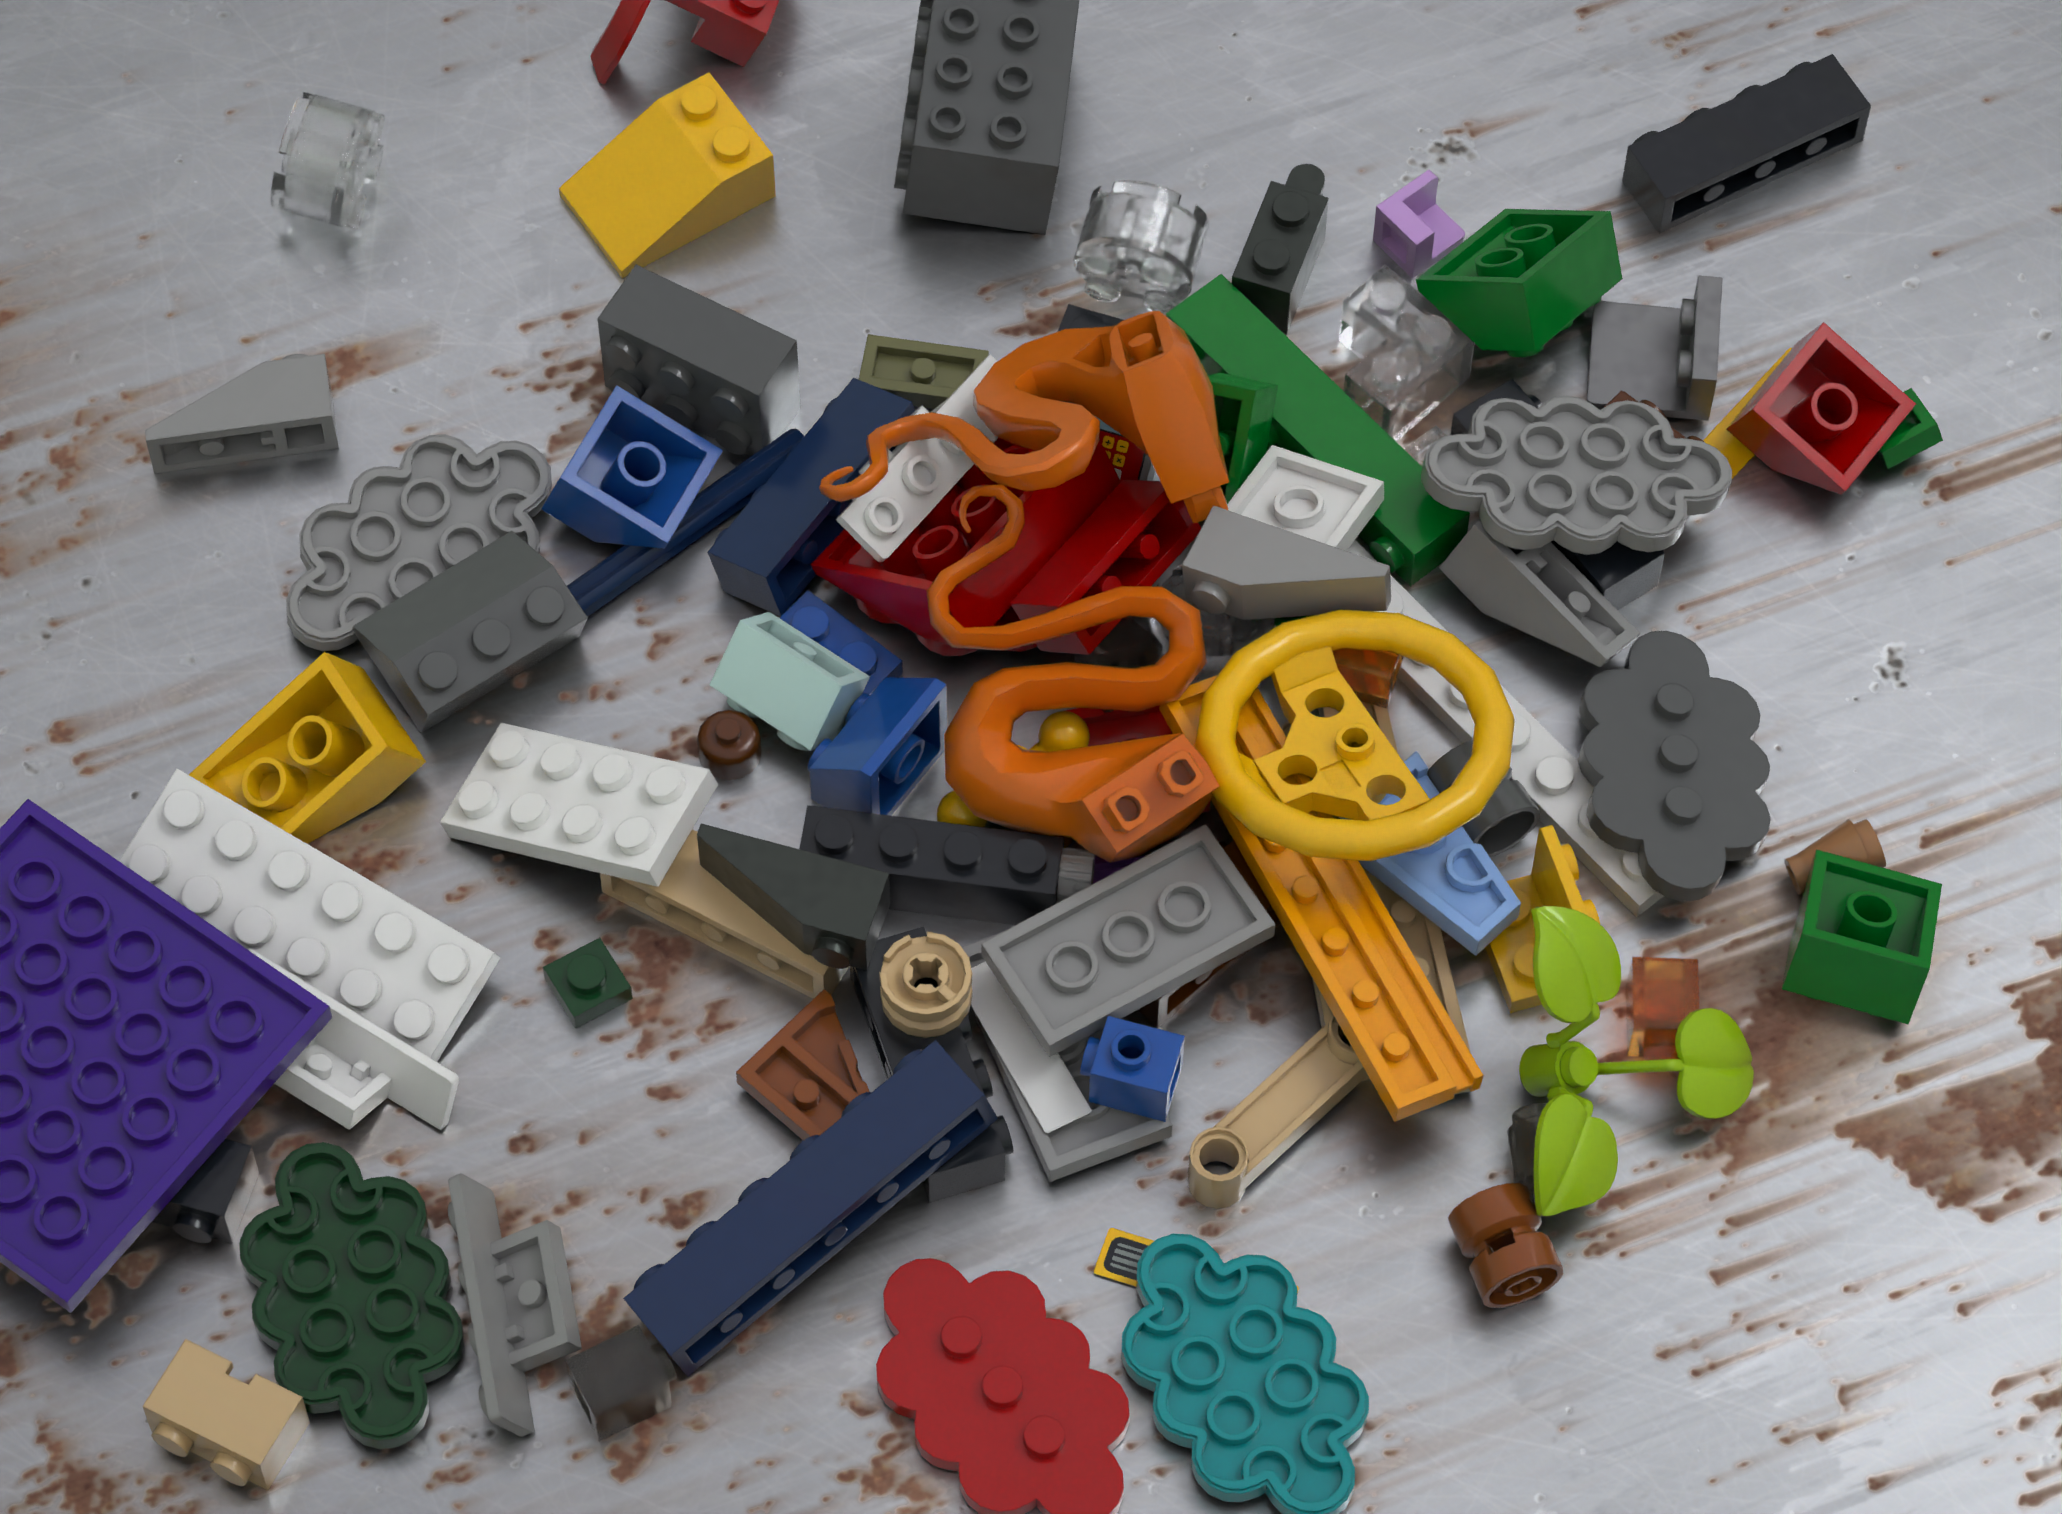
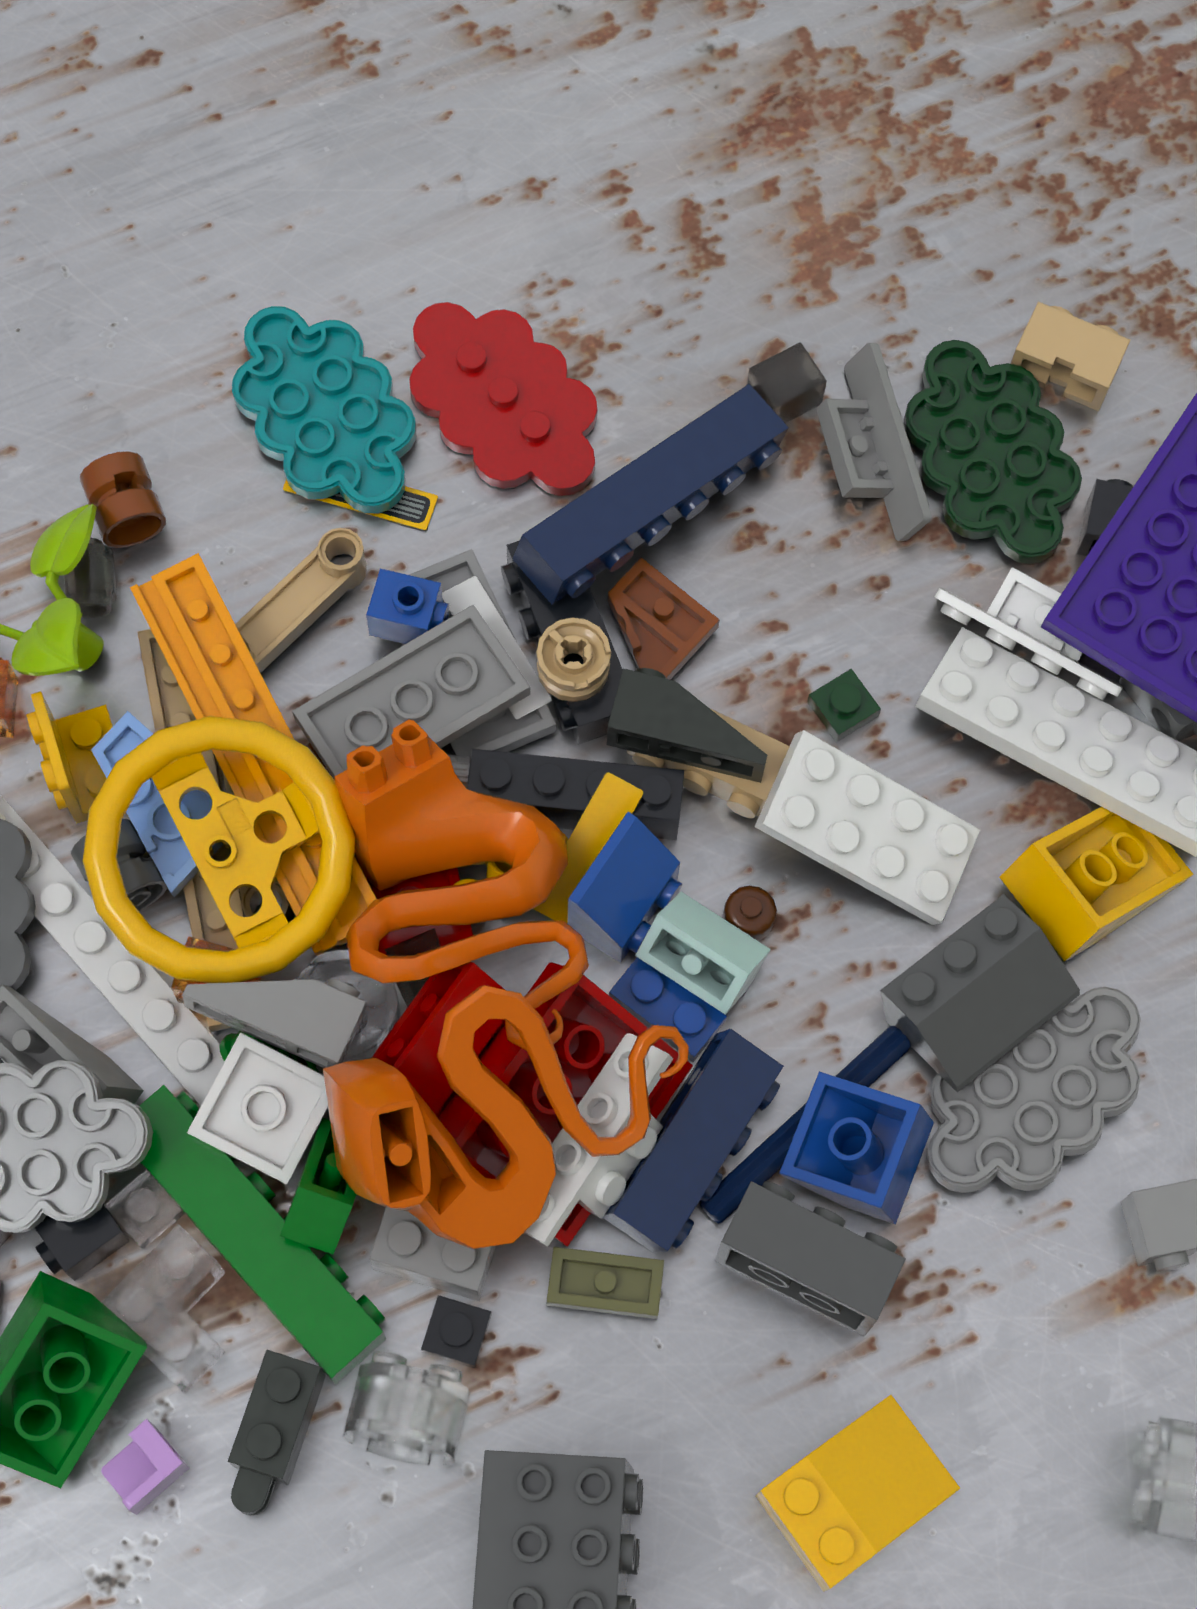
camera: 175 degrees right, 10 degrees up
(907, 799) = (598, 822): none -> yellow sticker

